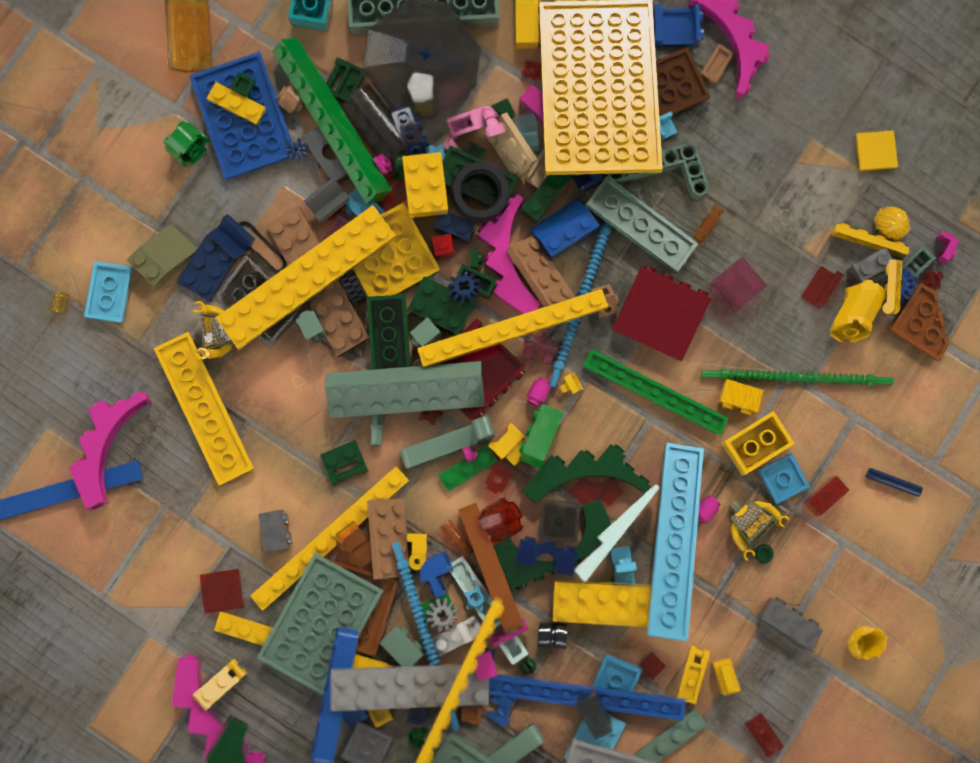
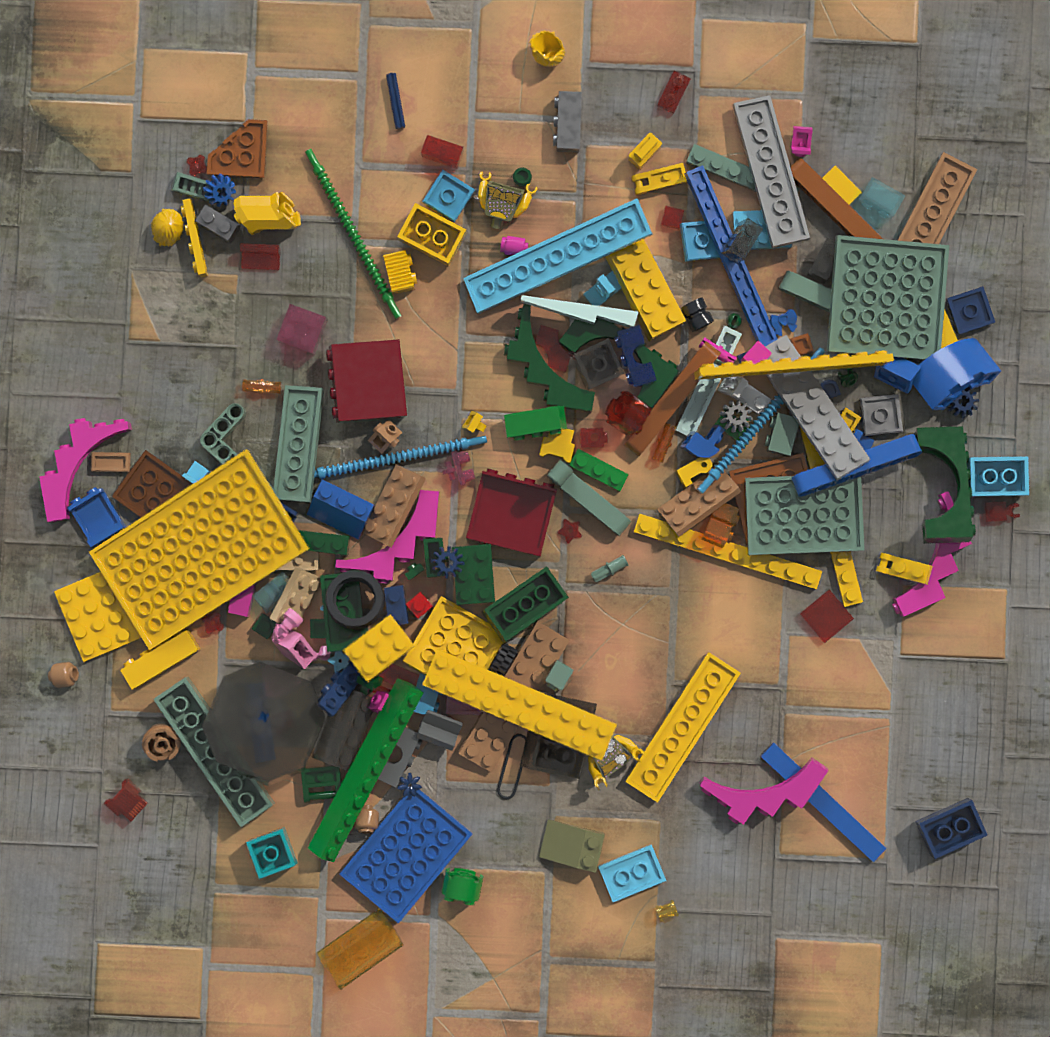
camera: 125 degrees left, 5 degrees up
(206, 269) = (558, 799): dark blue plate -> none
(232, 237) = (520, 794): dark blue panel -> none
(236, 103) = (399, 864): yellow plate -> none
(243, 84) = (379, 868): dark green plate -> none
(274, 530) = (750, 601): flat silver brick -> none
(343, 456) = (653, 583): dark green plate -> none
(404, 389) = (565, 561): sand green brick -> none
(425, 334) = (508, 571): sand green brick -> none
(469, 453) = (585, 477): dark pink hinge -> none
(472, 595) = (705, 401): medium azure plate -> none
(512, 328) = (458, 499): yellow plate -> none
(538, 392) = (497, 447): dark pink brick -> none
(655, 392) = (438, 347): green plate -> none
(876, 150) = (108, 277): yellow tile -> none
(893, 287) = (228, 194): yellow plate -> none
(948, 251) = (162, 165): dark pink bracket -> none

